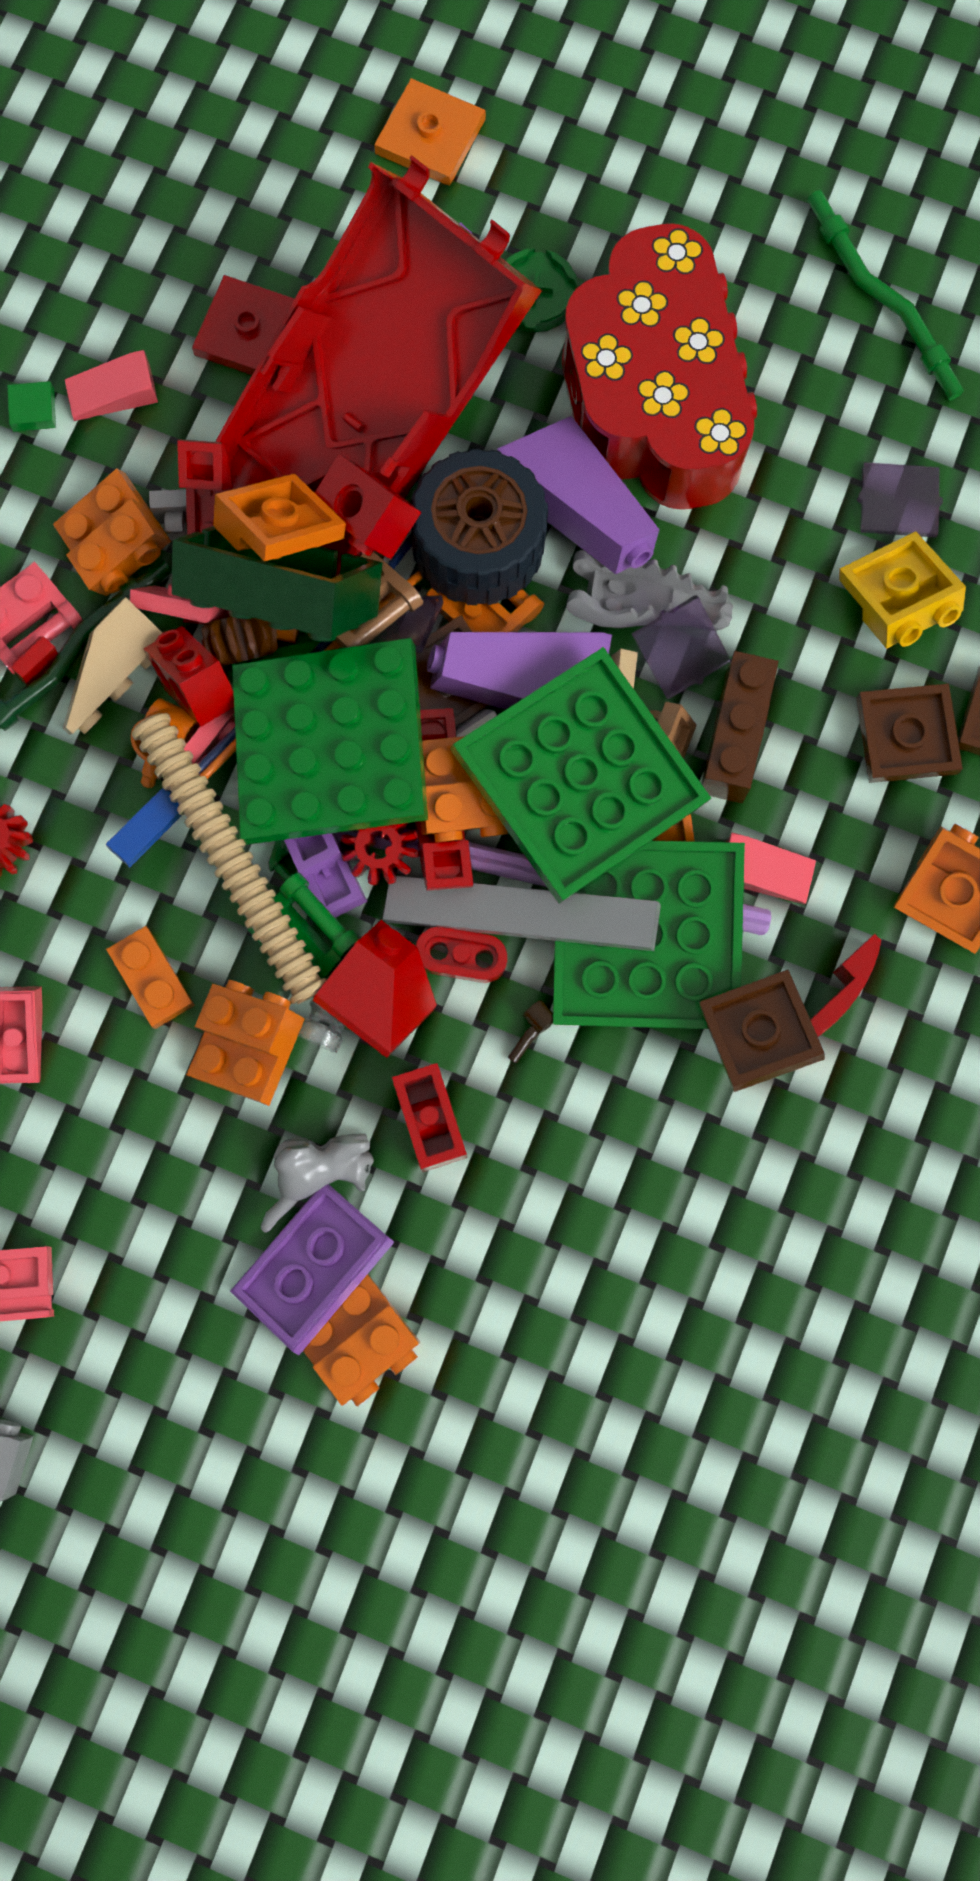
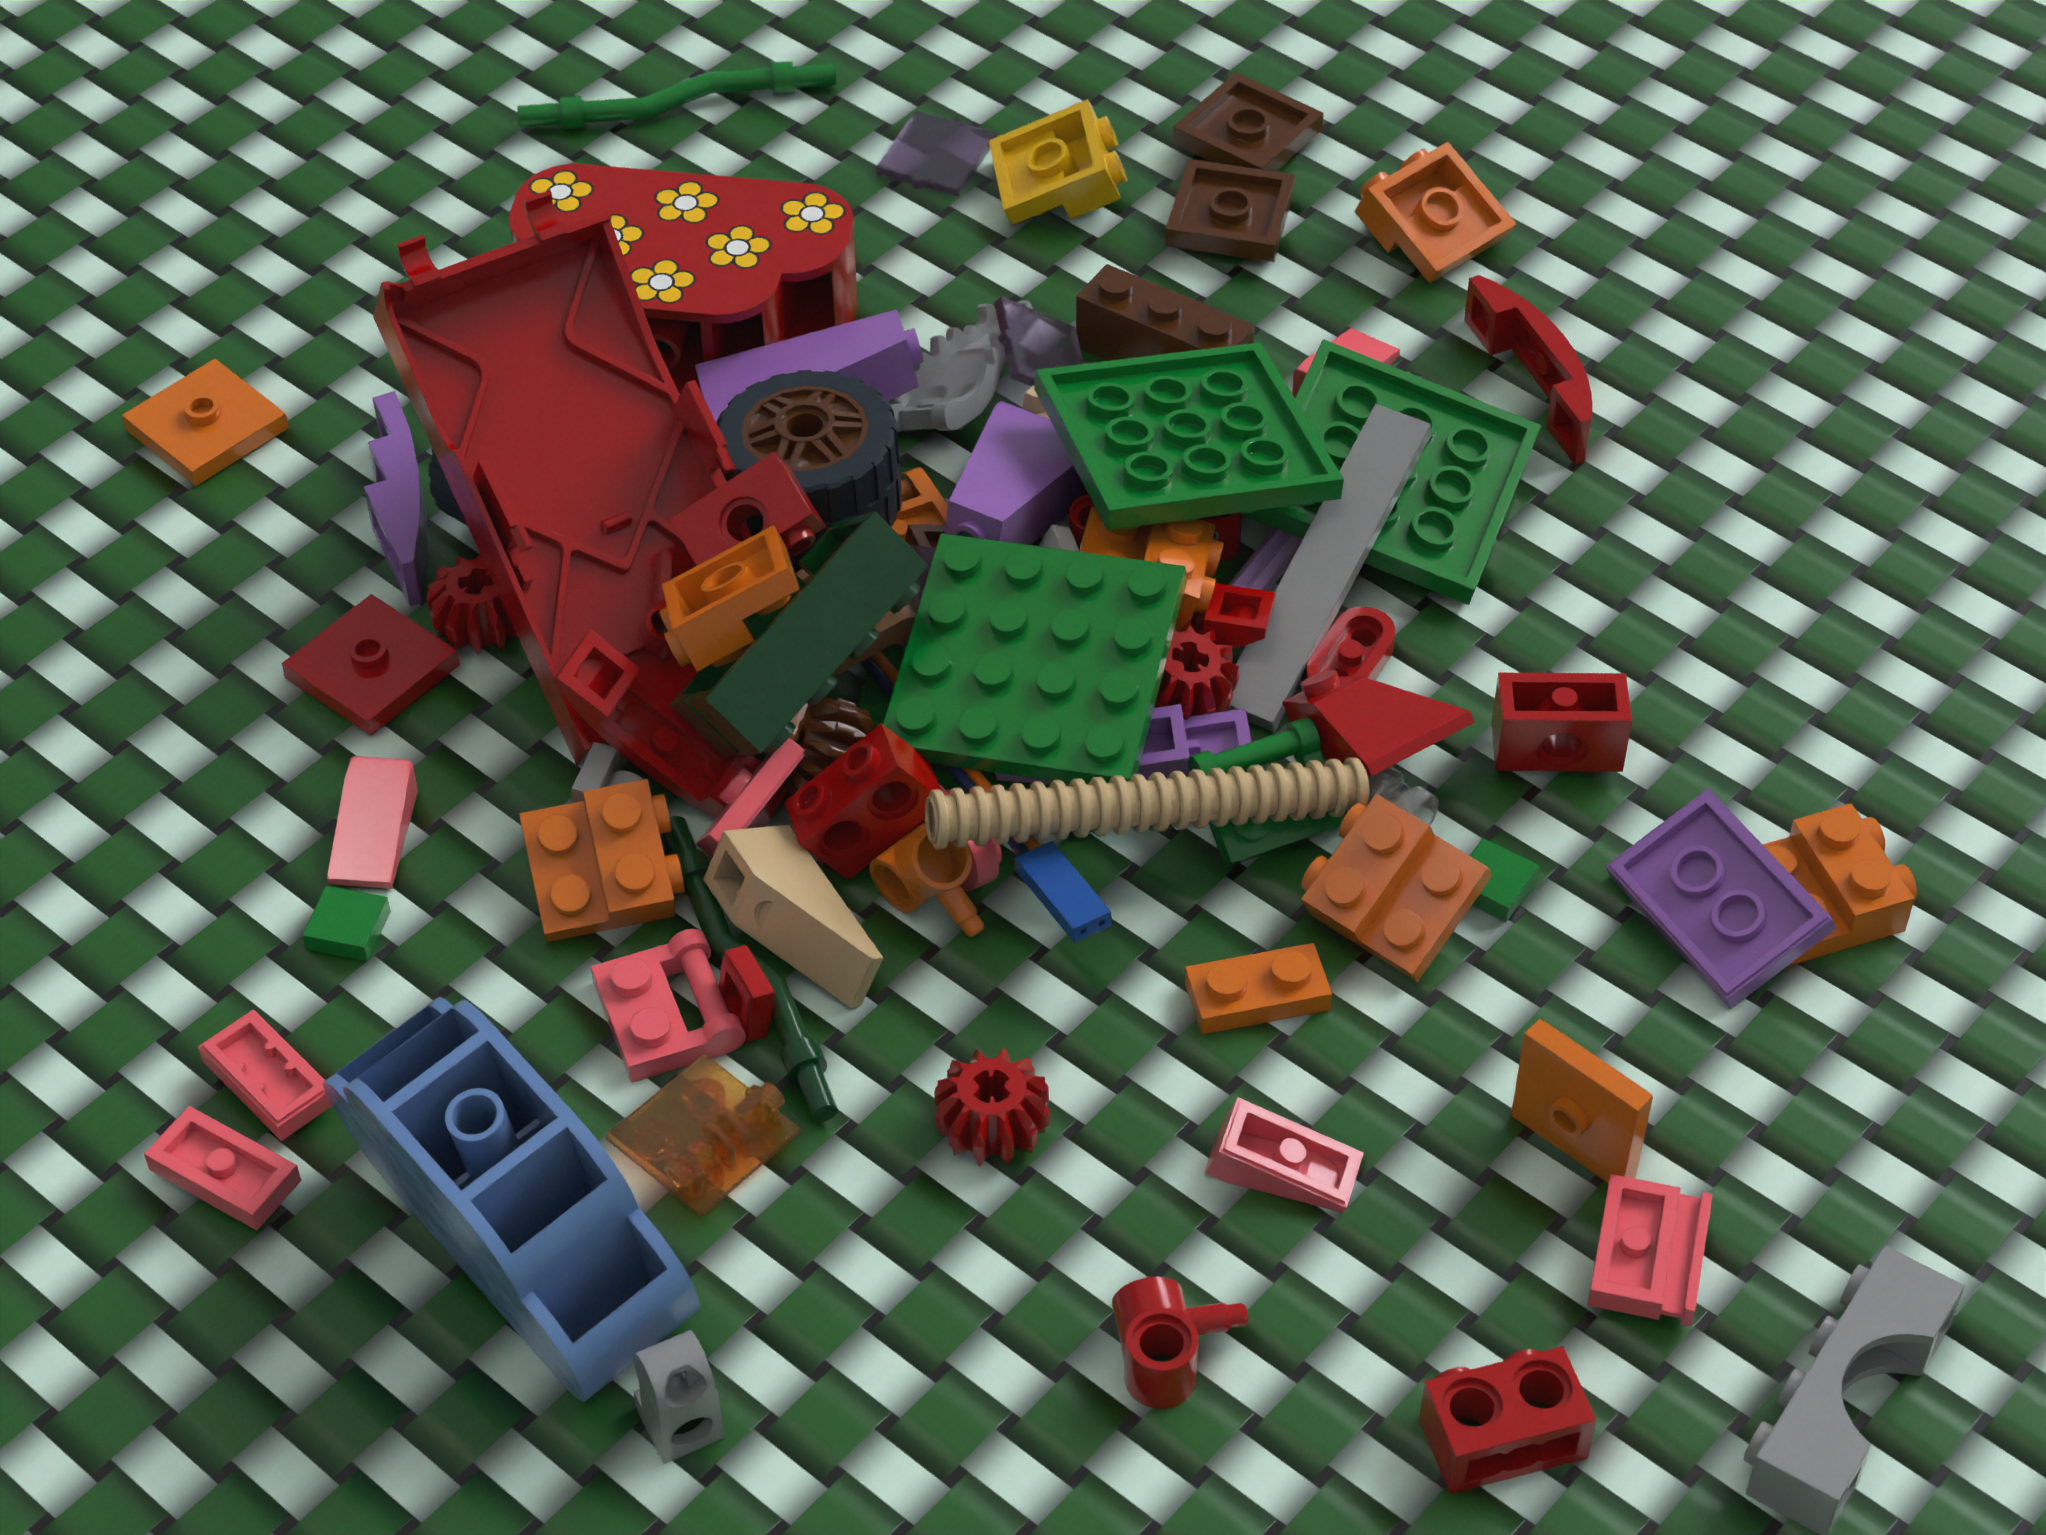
camera: 70 degrees left, 30 degrees down
(77, 1214) = (1580, 1103): none -> orange plate
(293, 1108) = (1510, 879): none -> green tile
(308, 1168) = (1587, 867): light grey animal -> none
(540, 1019) = (1462, 608): dark brown hand -> none
(761, 1030) = (1557, 384): reddish brown plate -> none

